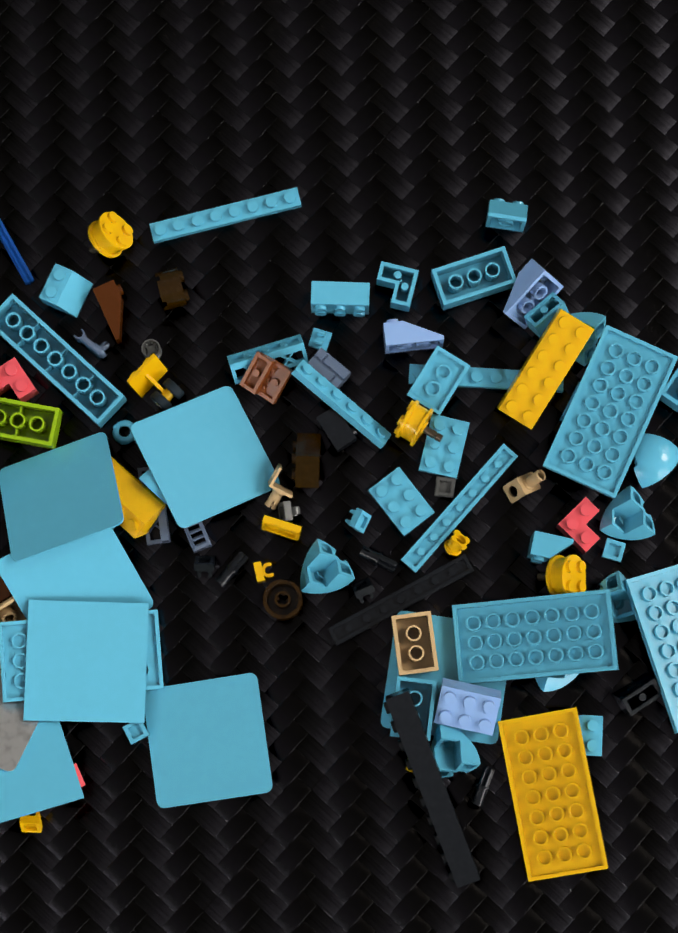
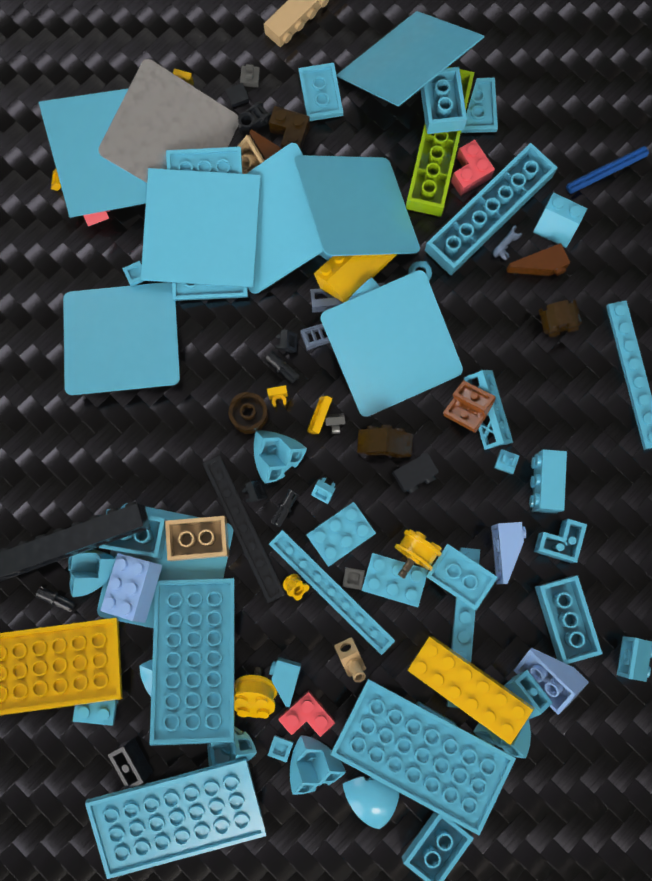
camera: 90 degrees right, 0 degrees up
(110, 235) = (615, 260): yellow wheel -> none
(148, 376) = (473, 293): yellow plate -> none
(151, 346) = (502, 296): dark grey wheel -> none
(278, 490) = (356, 413): tan bracket -> none
(329, 368) = (475, 467): sand blue brick -> none
(341, 404) = (440, 477): medium azure plate -> none

